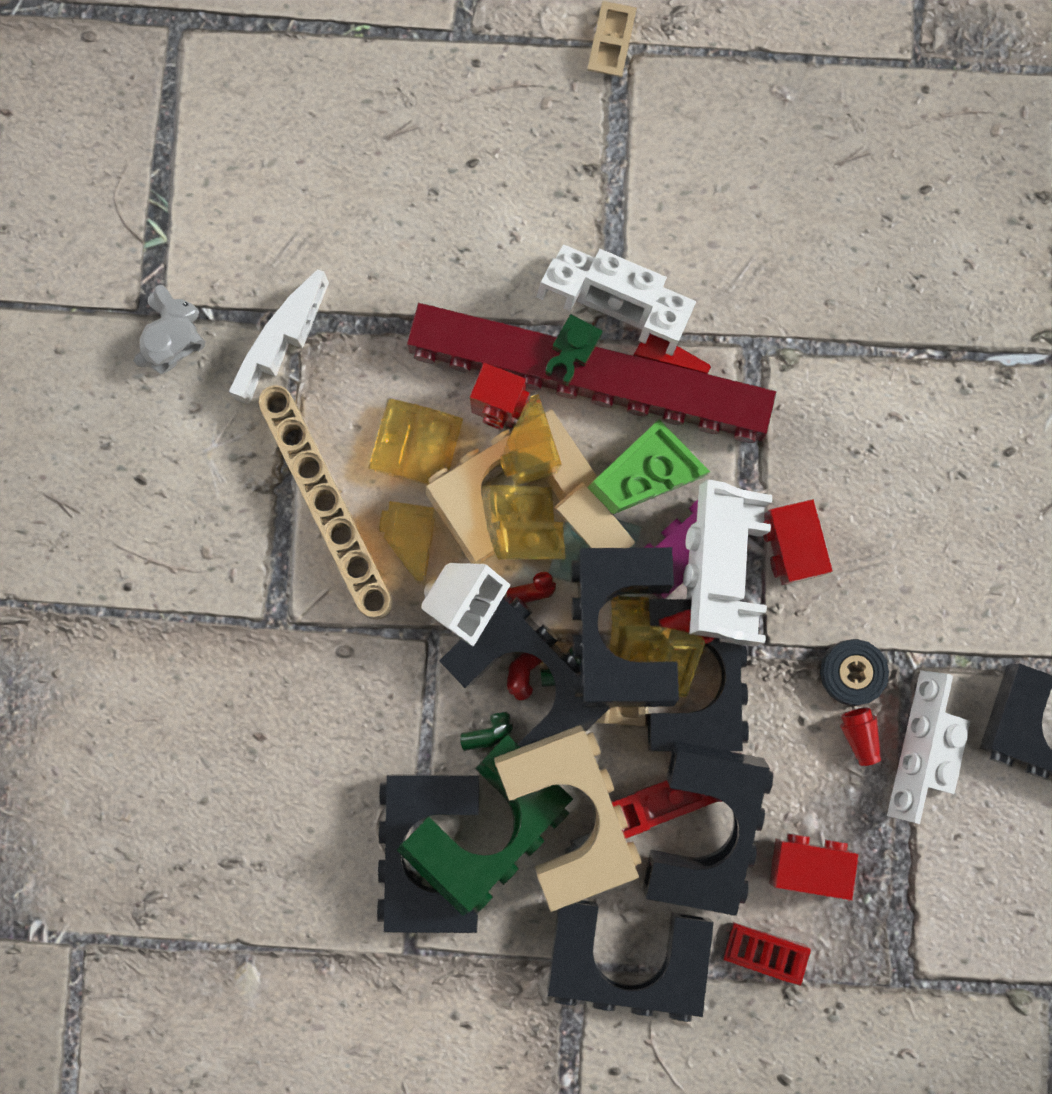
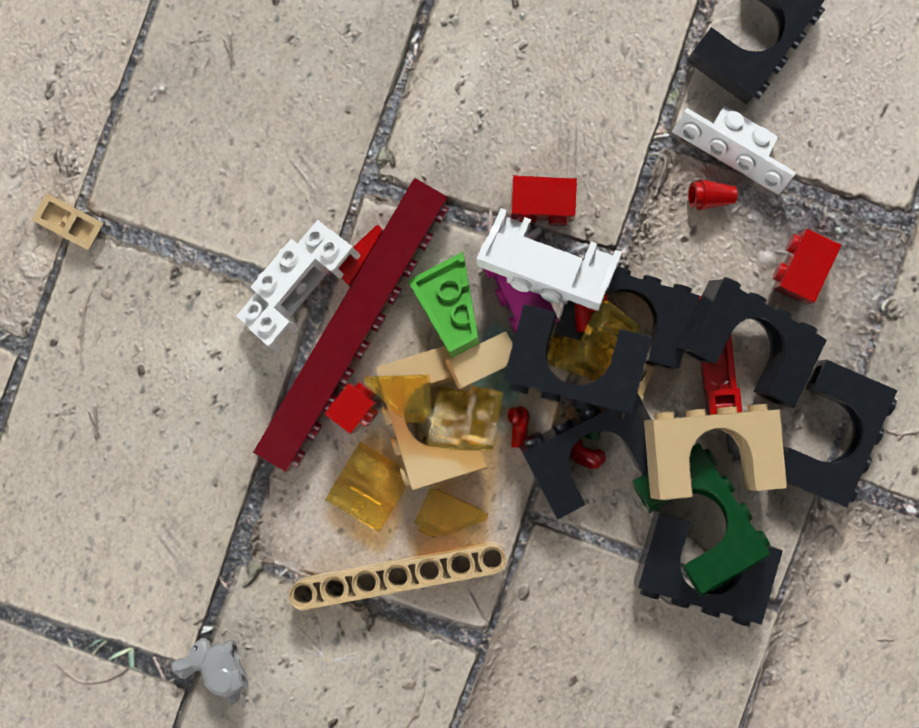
camera: 70 degrees left, 5 degrees up
(286, 327) = (238, 566): white slope -> none
(464, 598) = (514, 486): white torso -> none
(490, 736) = (627, 494): dark green arm -> none
(574, 344) = (327, 332): dark green plate -> none
(799, 962) = (876, 318): red slope -> none
(873, 672) = (654, 200): black bush -> none

